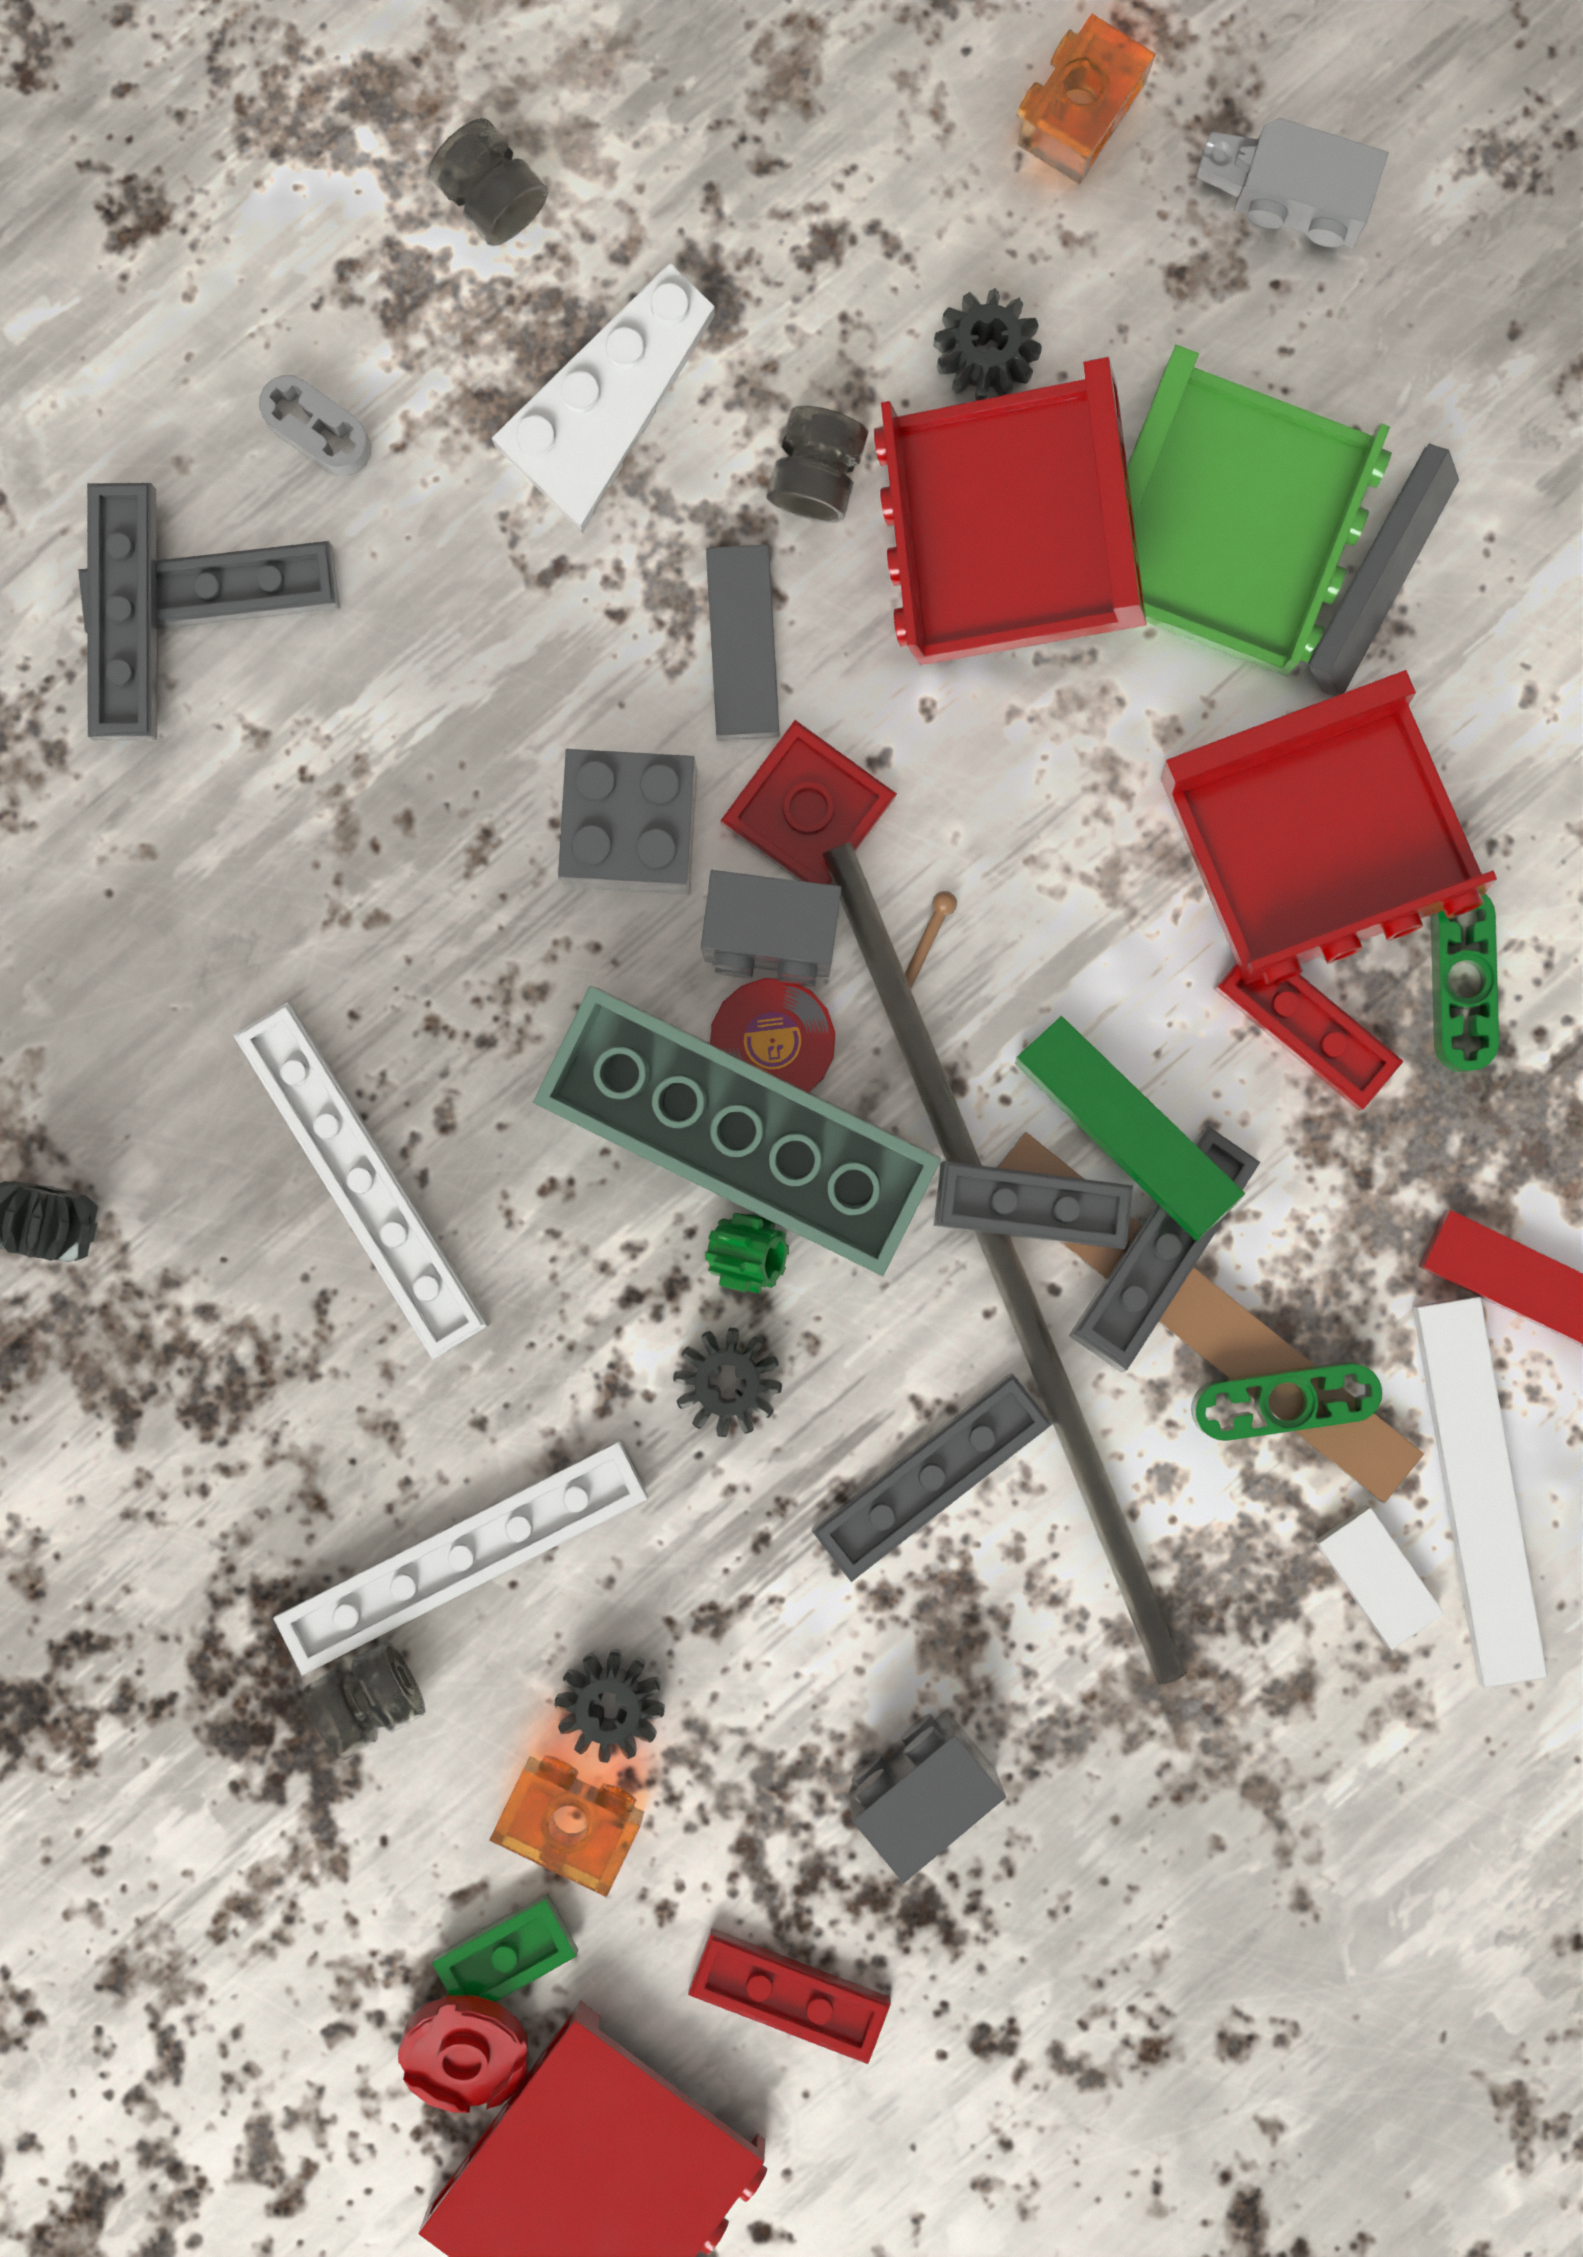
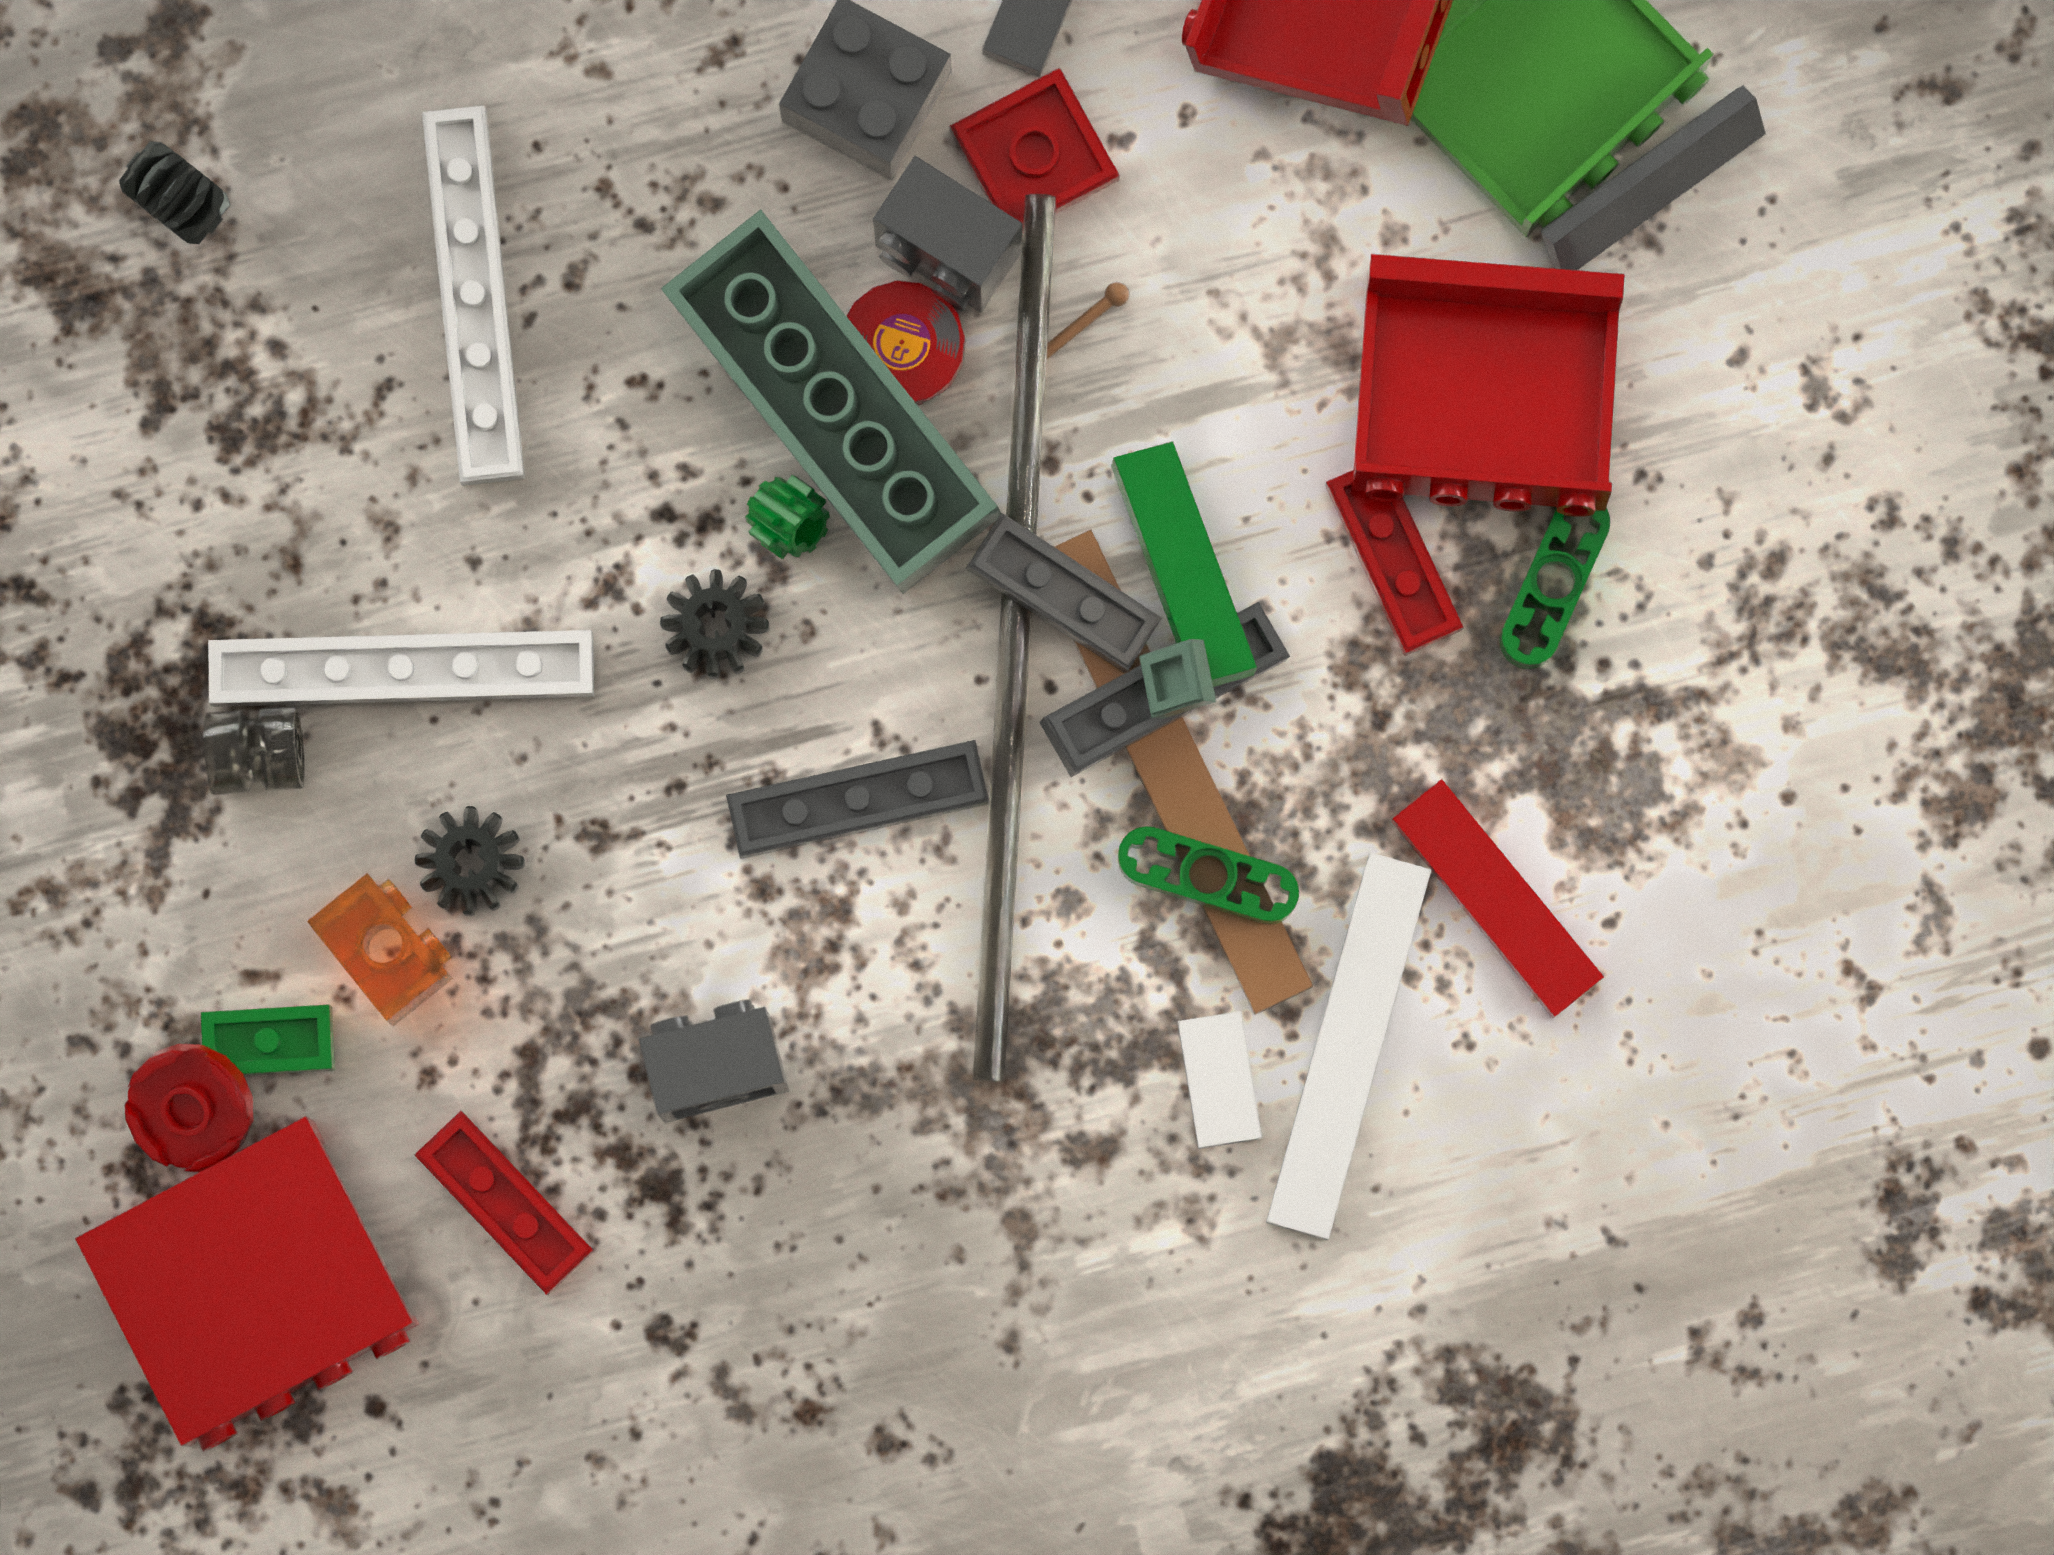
camera: 25 degrees right, 5 degrees down
(1180, 1240) = (1177, 678): none -> sand green tile

